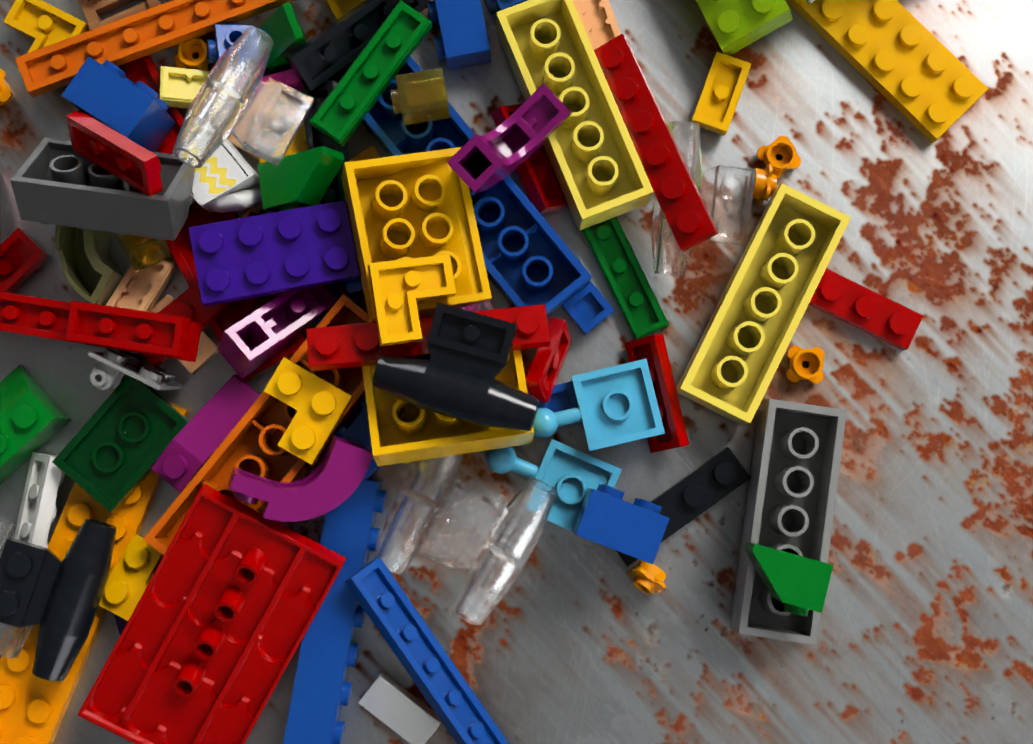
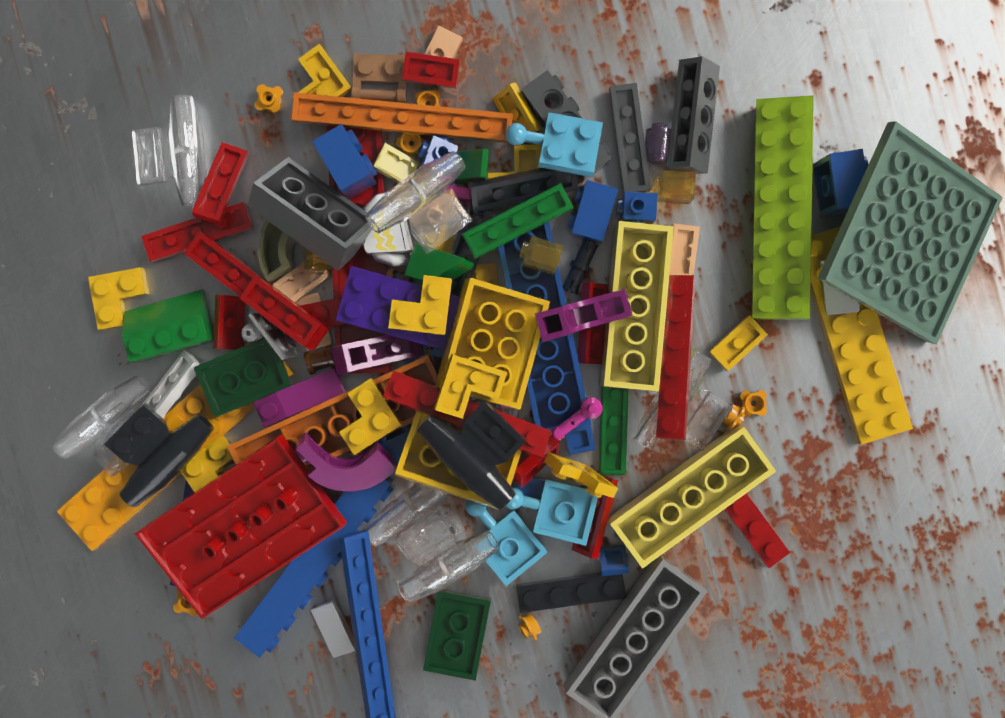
camera: 30 degrees right, 5 degrees up
(70, 385) = (228, 322): none -> red plate
(115, 153) = (328, 197): red plate -> none
(211, 375) = (319, 360): none -> reddish brown bush
(315, 239) = (429, 314): none -> yellow plate
(479, 97) = (580, 266): none -> black pin
(561, 636) = (457, 634): none -> dark green plate
(579, 255) = (590, 408): none -> dark pink piece
(612, 348) = (581, 474): none -> yellow plate
(621, 525) = (527, 590): blue brick -> none
(710, 438) = (613, 560): none -> blue plate
(792, 578) = (617, 679): green slope -> none
(813, 357) = (705, 548): light orange plate -> none

